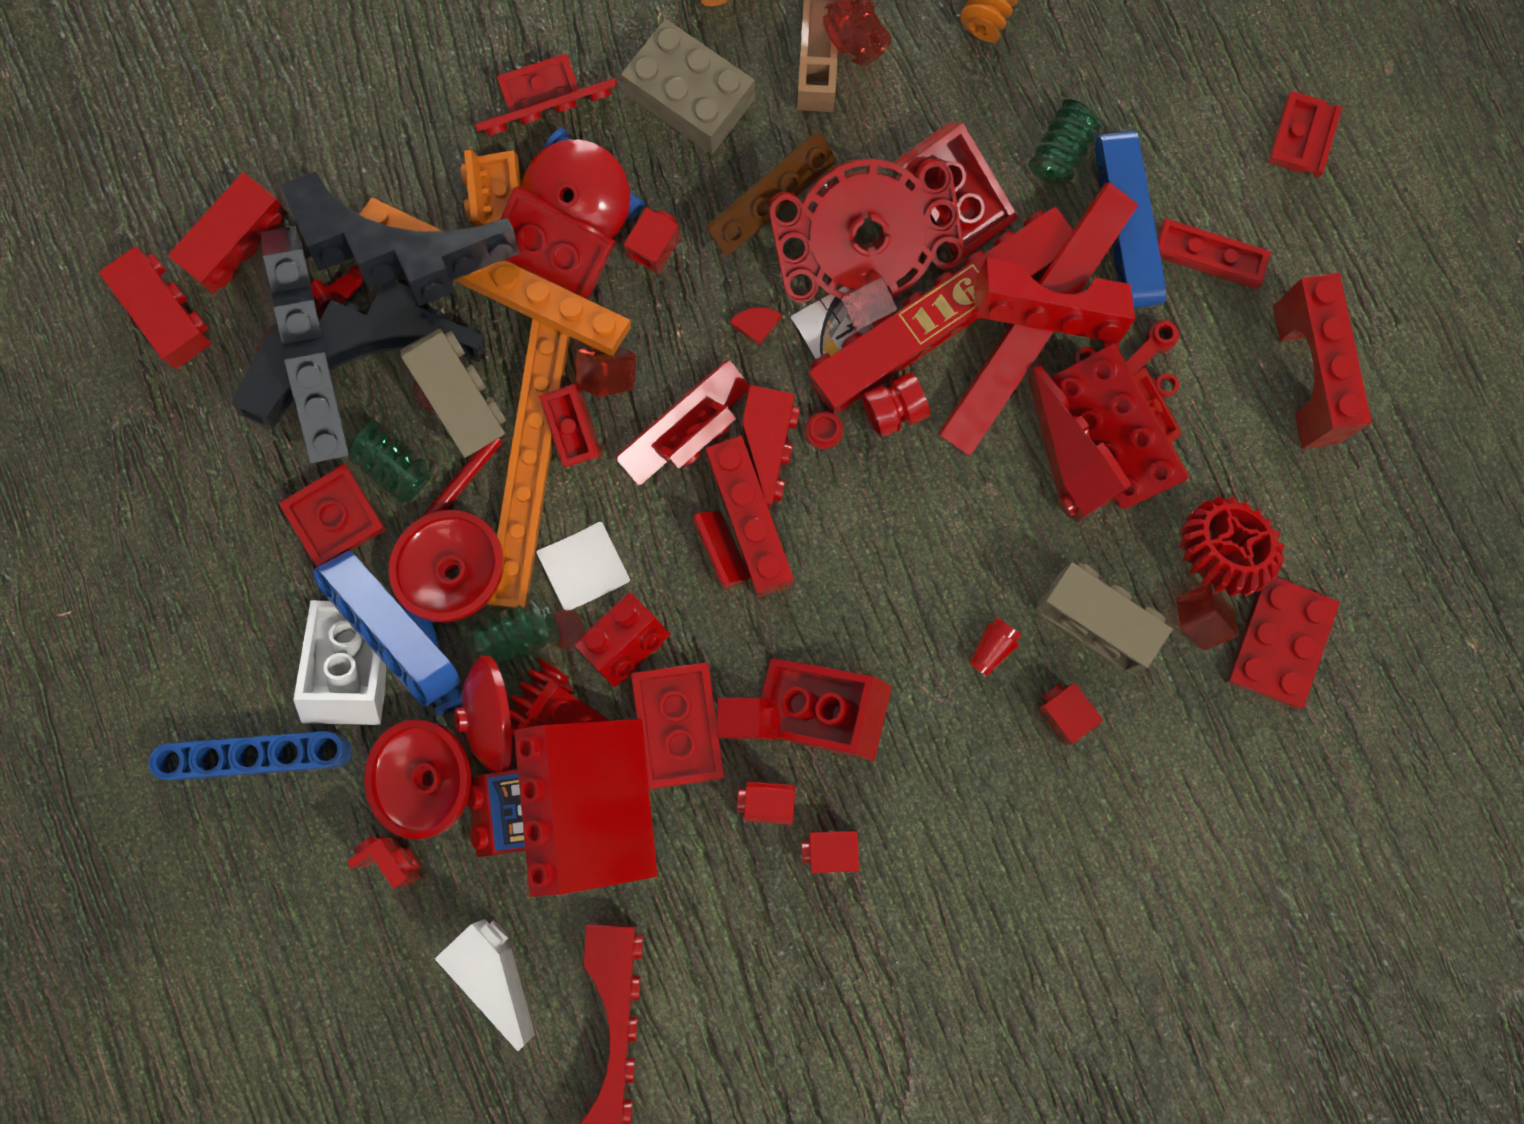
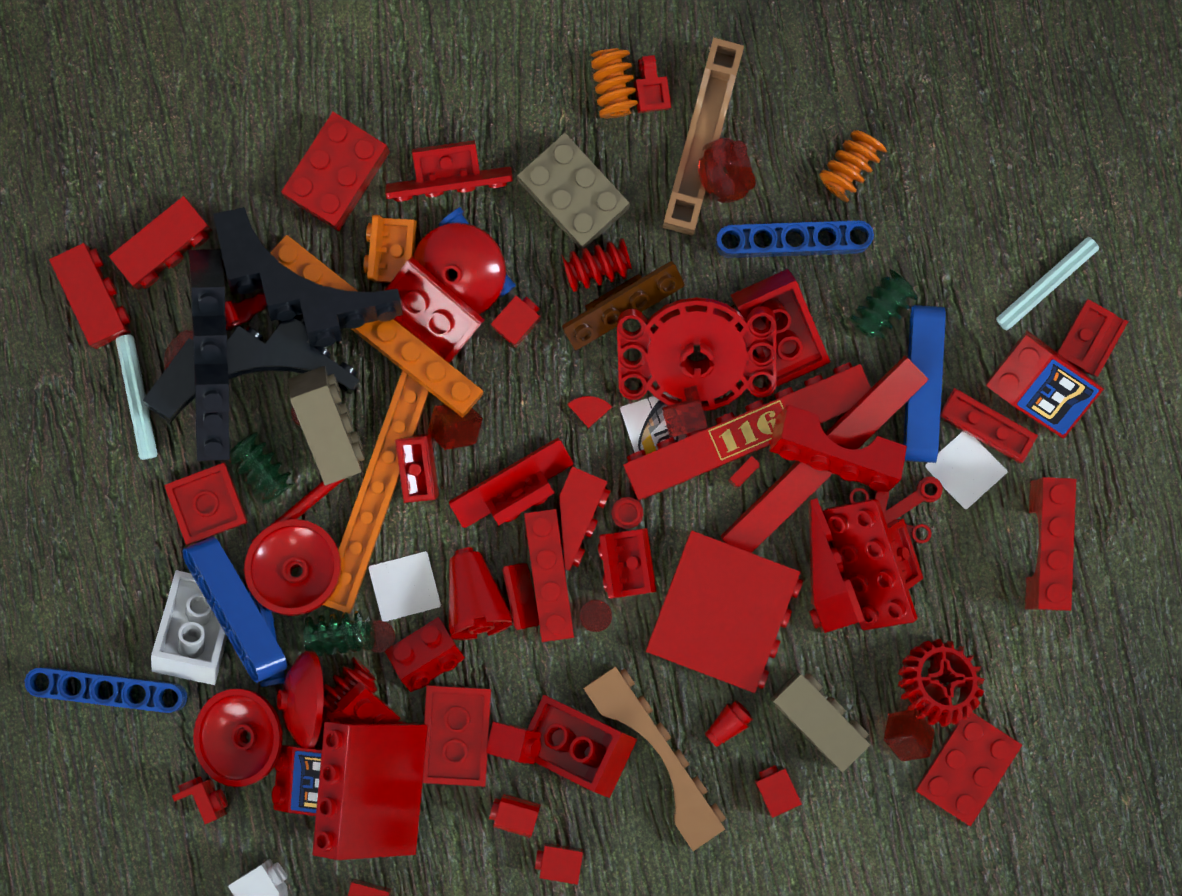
camera: 15 degrees right, 5 degrees up
(234, 424) = (135, 395): none -> light aqua axle
(414, 115) = (335, 171): none -> red brick
(668, 561) = (474, 598): none -> red cone
(732, 159) = (597, 265): none -> red piece
(812, 554) = (595, 615): none -> clear red tile
(837, 486) = (627, 563): none -> red bracket
(895, 405) = (690, 505): red wheel -> none
(948, 356) = (744, 472): none -> red tile
(959, 78) = (808, 232): none -> blue beam
(961, 517) = (724, 612): none -> red panel
(975, 758) = (692, 815): none -> medium nougat arch
(1199, 306) = (966, 469): none -> white sticker
(1240, 86) = (1047, 283): none -> light aqua axle
(1266, 191) = (1044, 385): none -> slope

